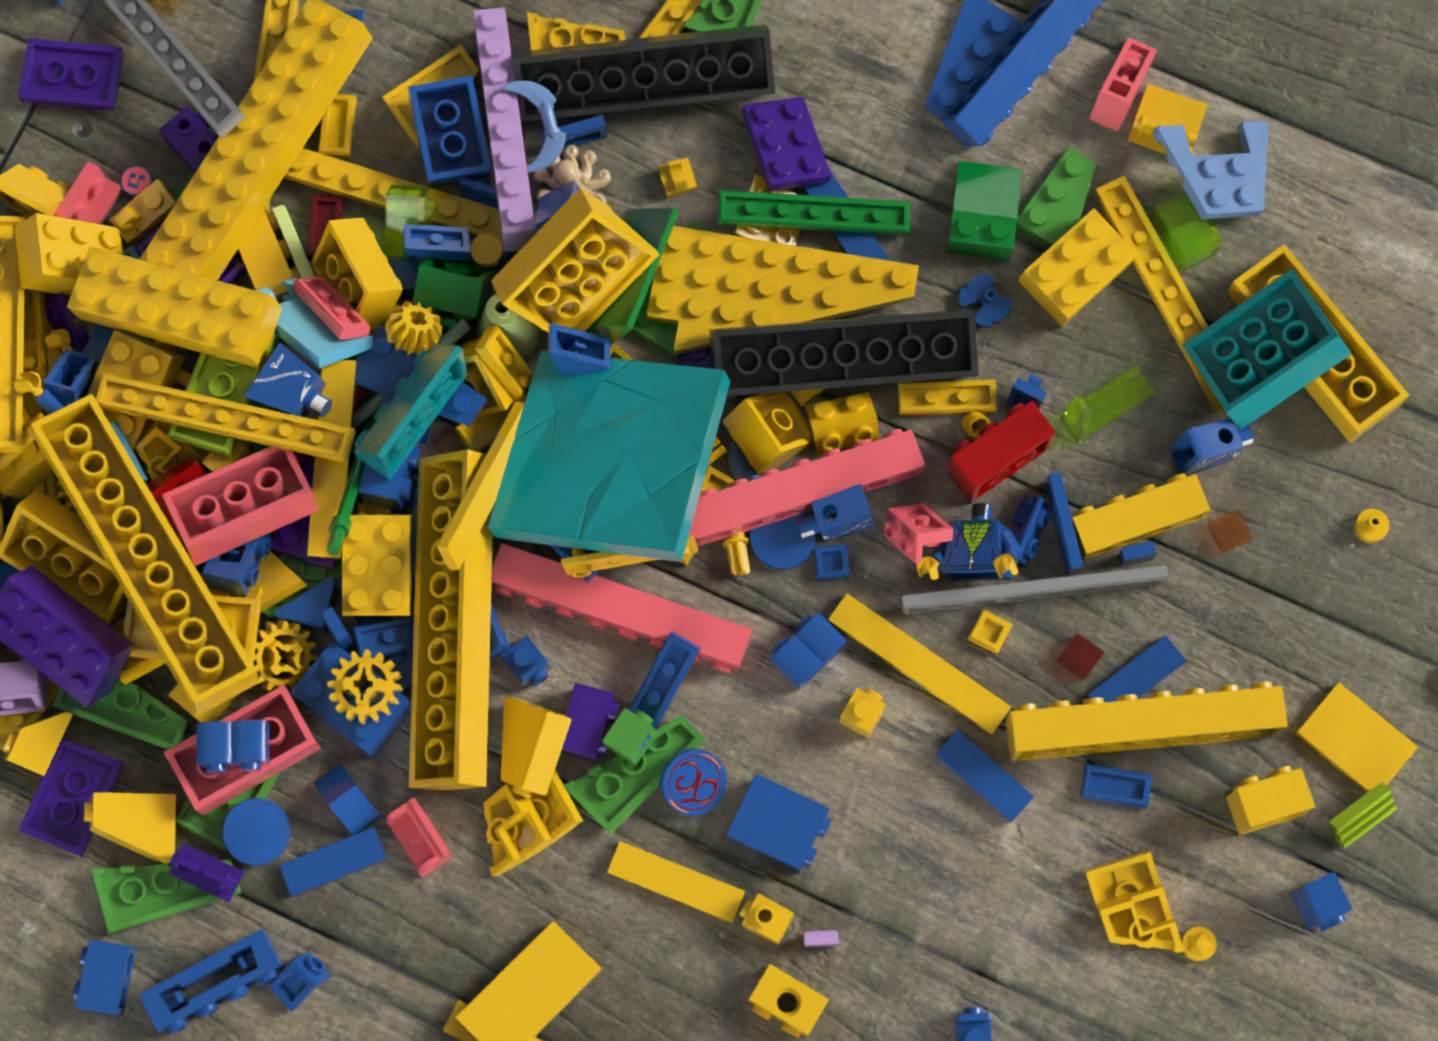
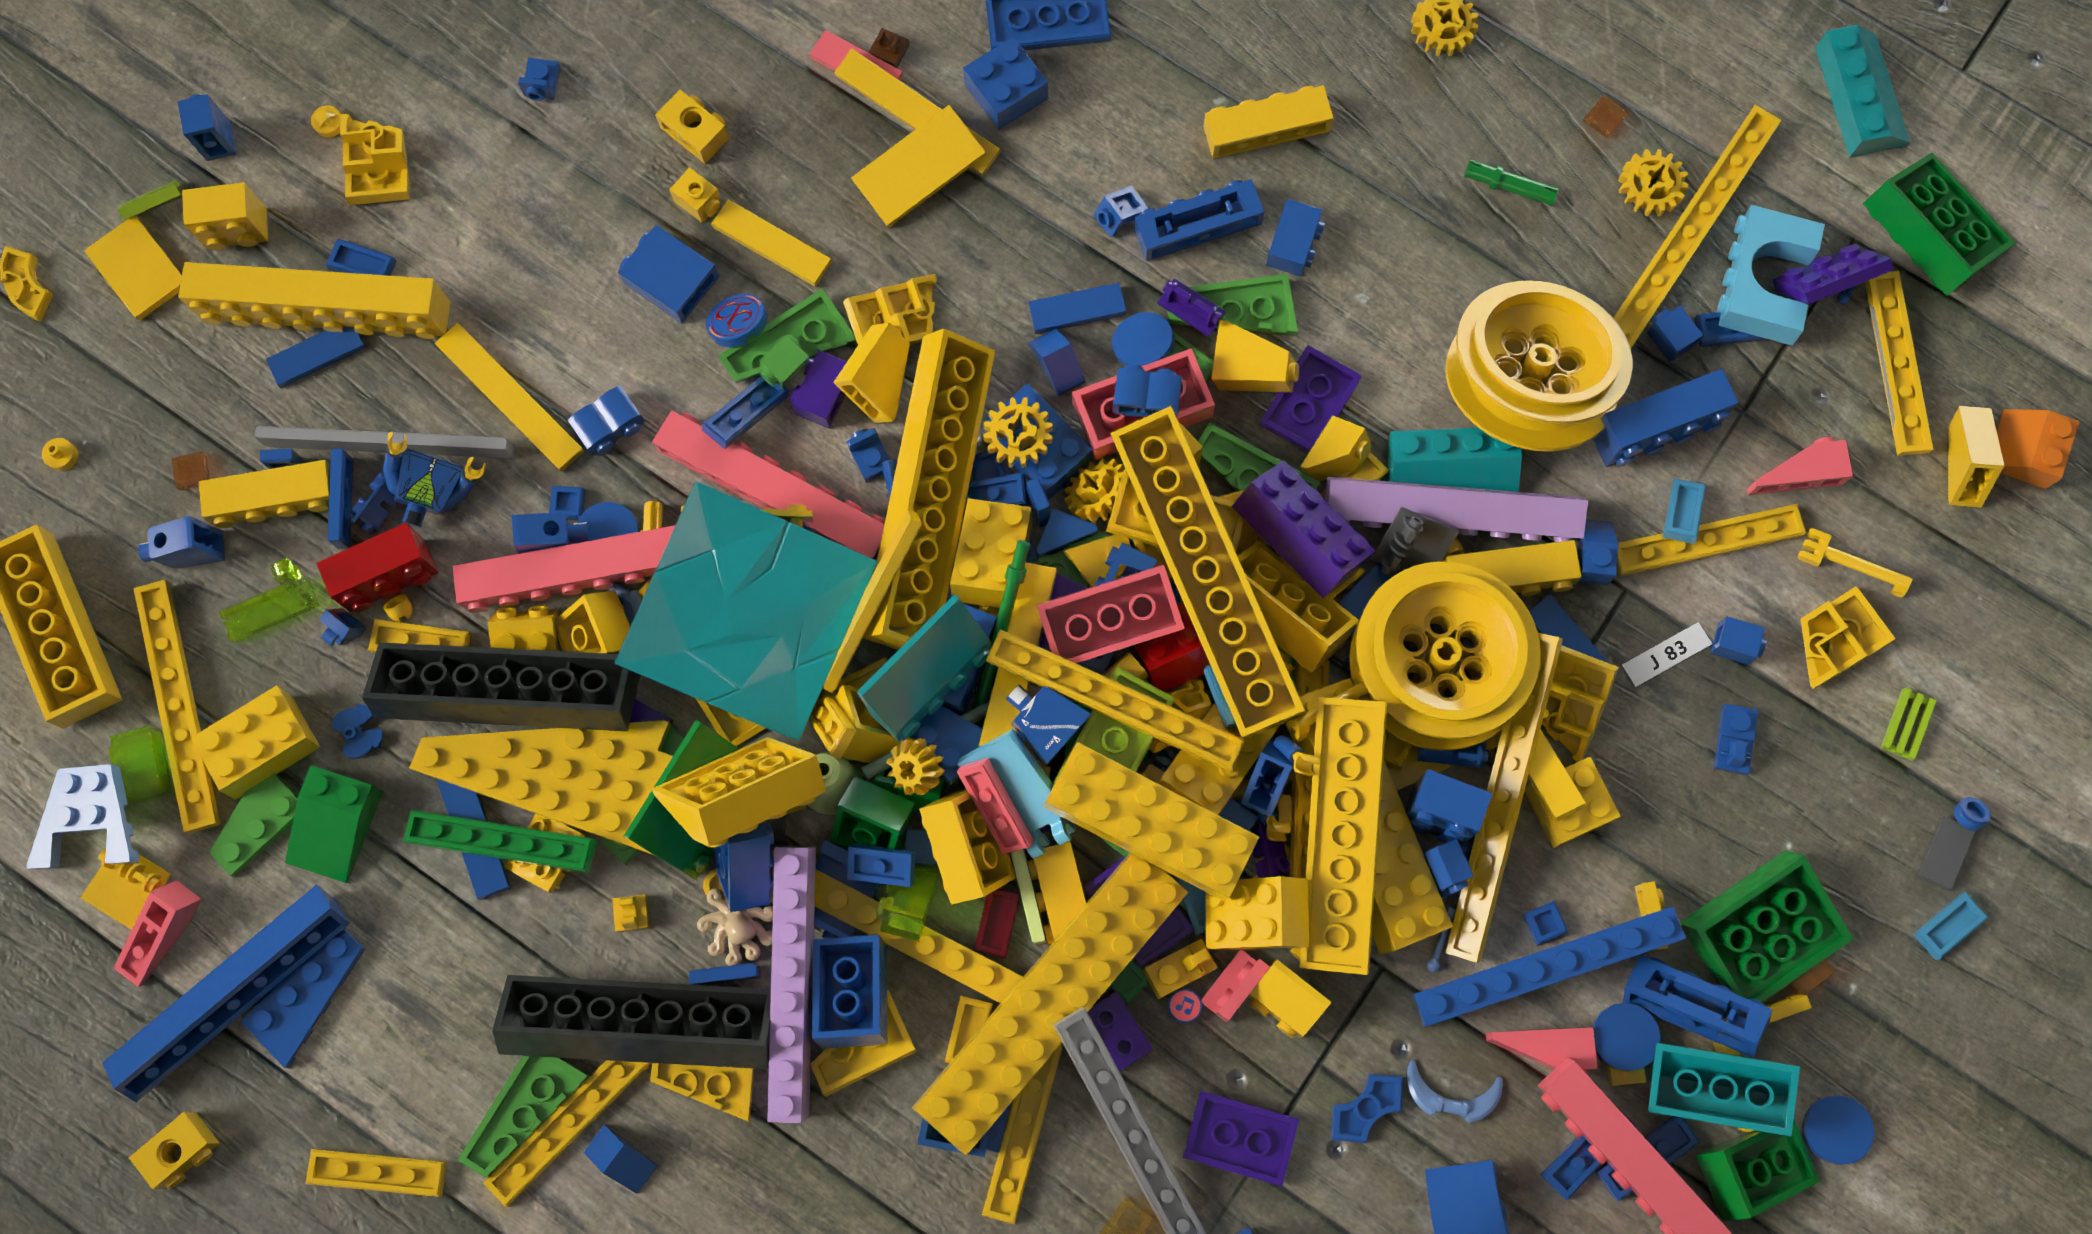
camera: 170 degrees left, 0 degrees up
(418, 837) = (994, 314): coral hinge -> none
(486, 250) = (832, 853): yellow tile -> none
(544, 101) = (742, 964): medium blue piece -> none
(577, 351) = (754, 719): blue slope -> none
(786, 143) = (511, 924): dark purple plate -> none
(819, 939) = (652, 171): lavender tile -> none
(863, 711) = (568, 356): yellow brick -> none
(915, 526) = (476, 508): coral bracket -> none
(984, 776) = (475, 289): blue tile -> none
(990, 631) = (437, 415): yellow tile -> none
(1080, 656) = (360, 379): clear red tile -> none
(1266, 349) = (94, 616): teal slope -> none

